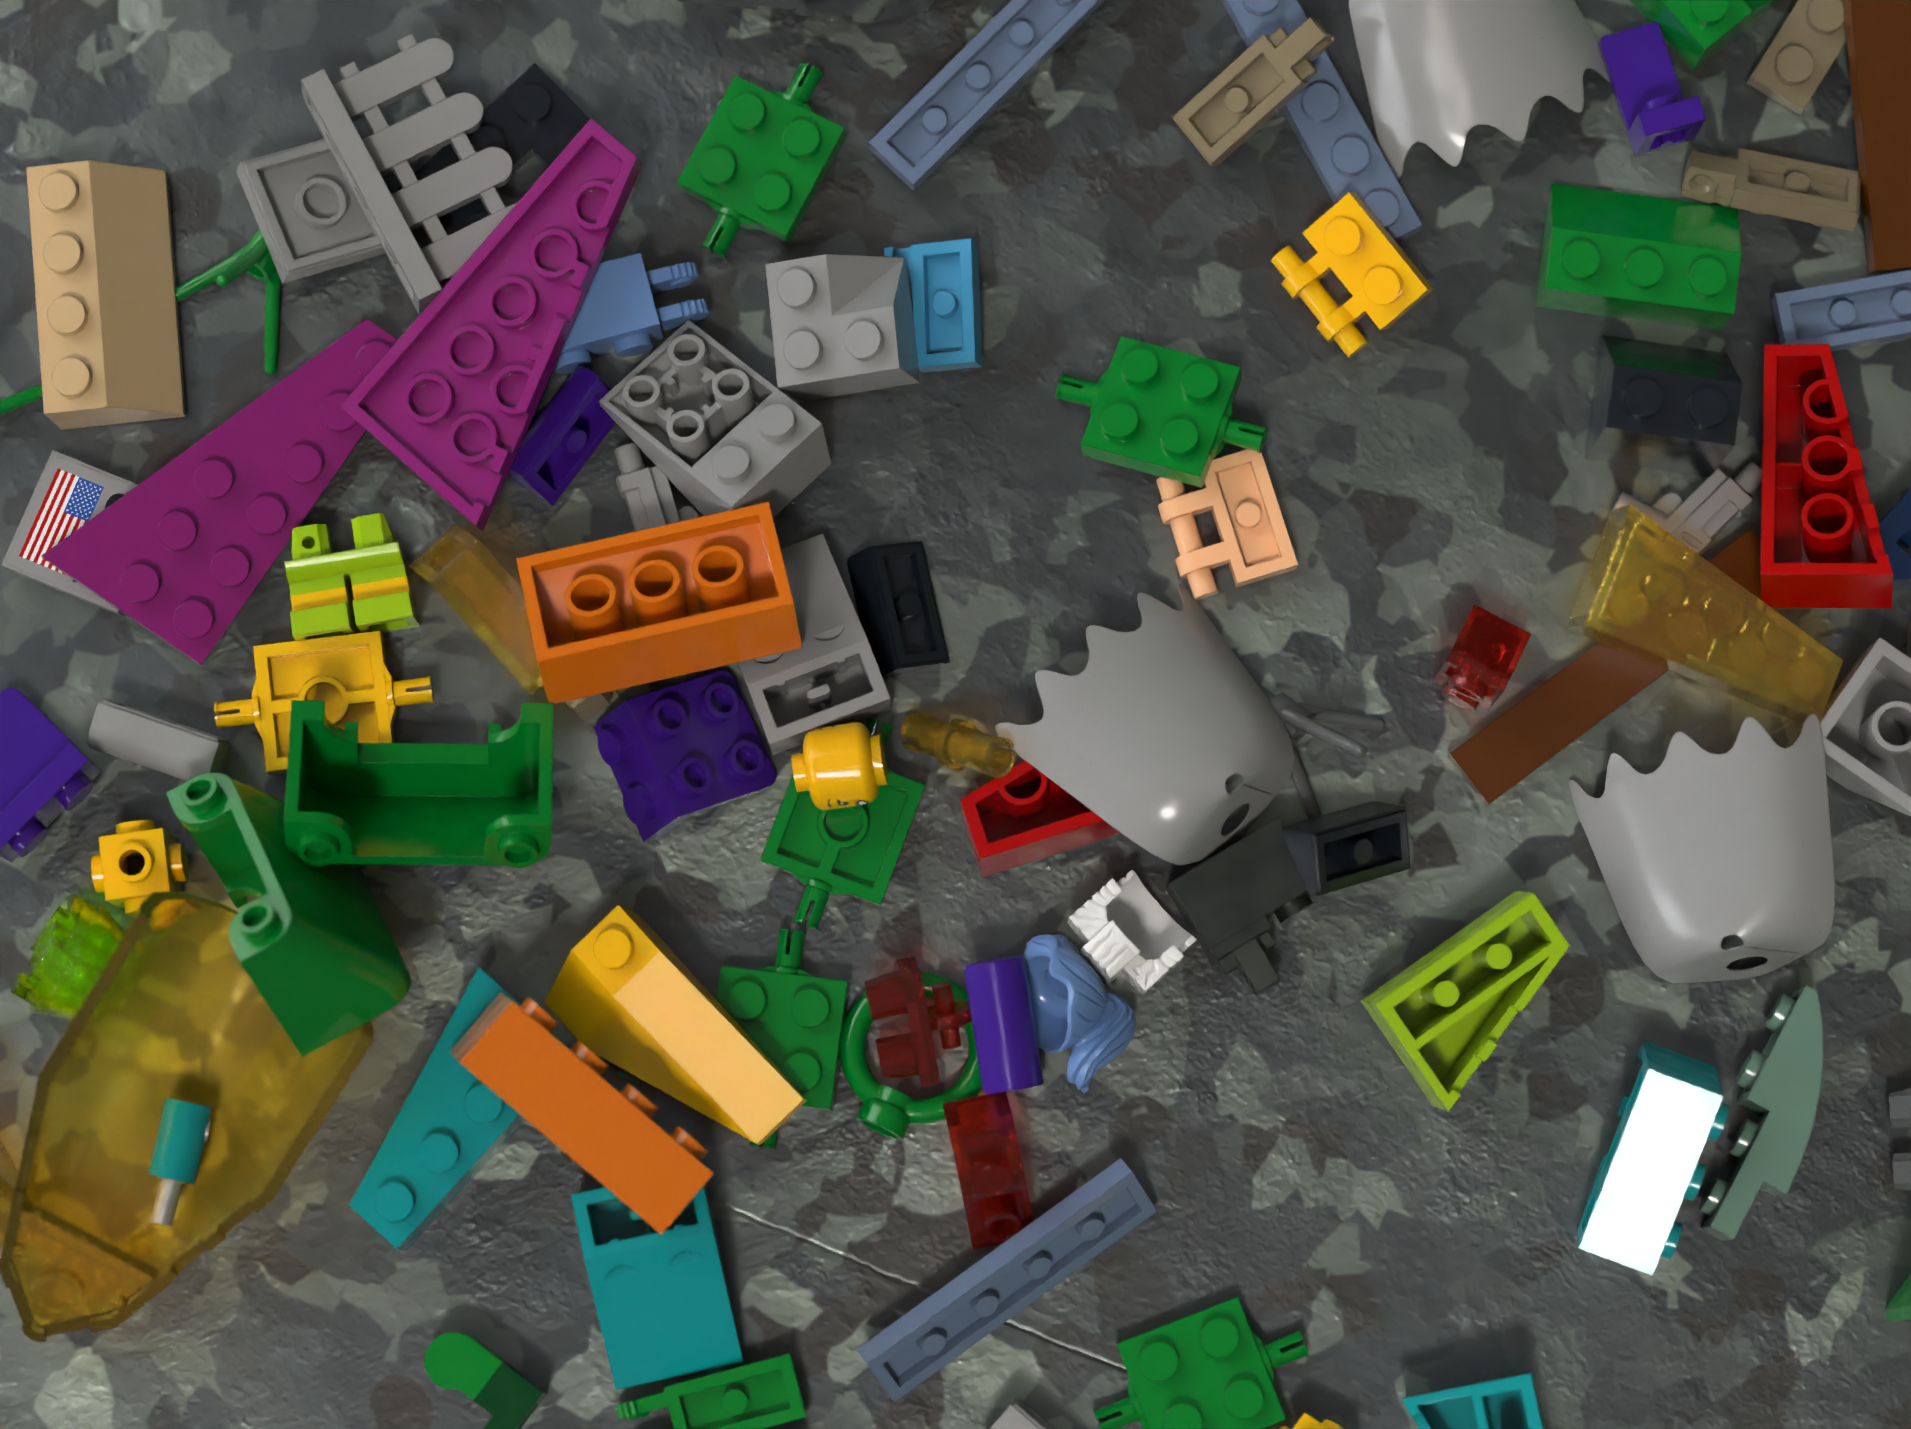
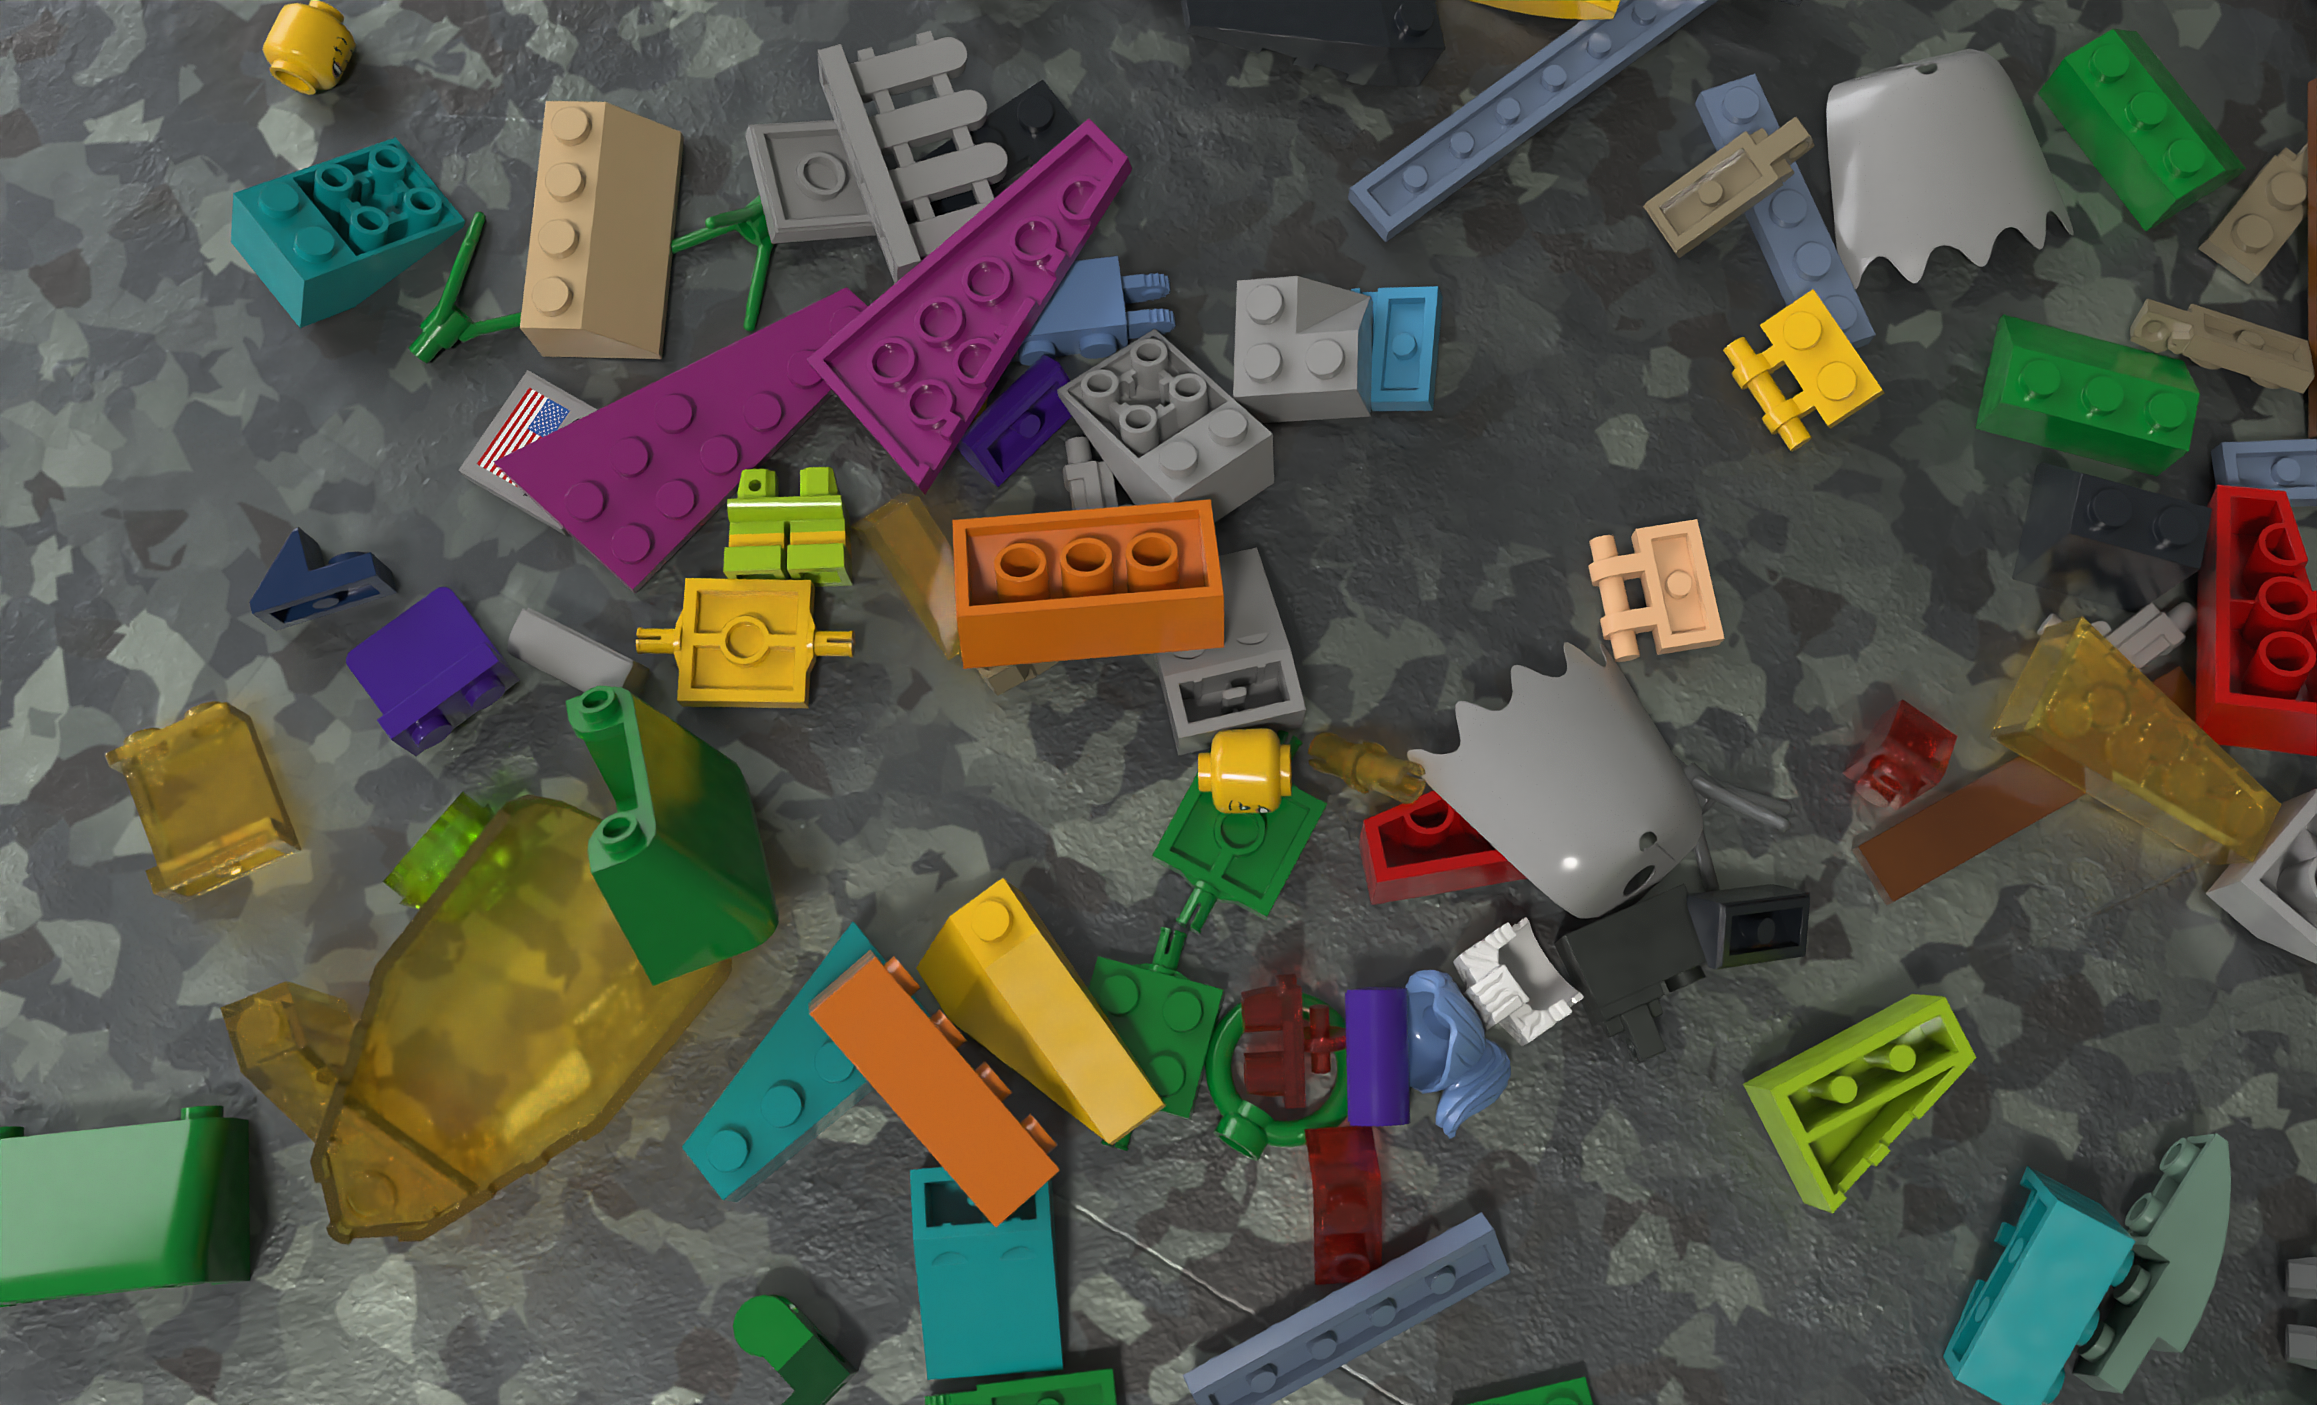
camera: 10 degrees right, 5 degrees down
(163, 868) = (558, 772): yellow brick -> none
(177, 1153) = (521, 1069): teal piece -> none
(419, 799) = (813, 744): green windscreen -> none
(683, 752) = (1090, 738): dark purple bracket -> none
(761, 159) = (1244, 194): green plate -> none
(898, 607) = (1321, 628): black slope -> none
(1161, 412) = (1604, 475): green plate -> none
(1649, 90) = (2106, 243): dark purple bracket -> none
(1718, 853) = (2132, 984): light grey piece -> none

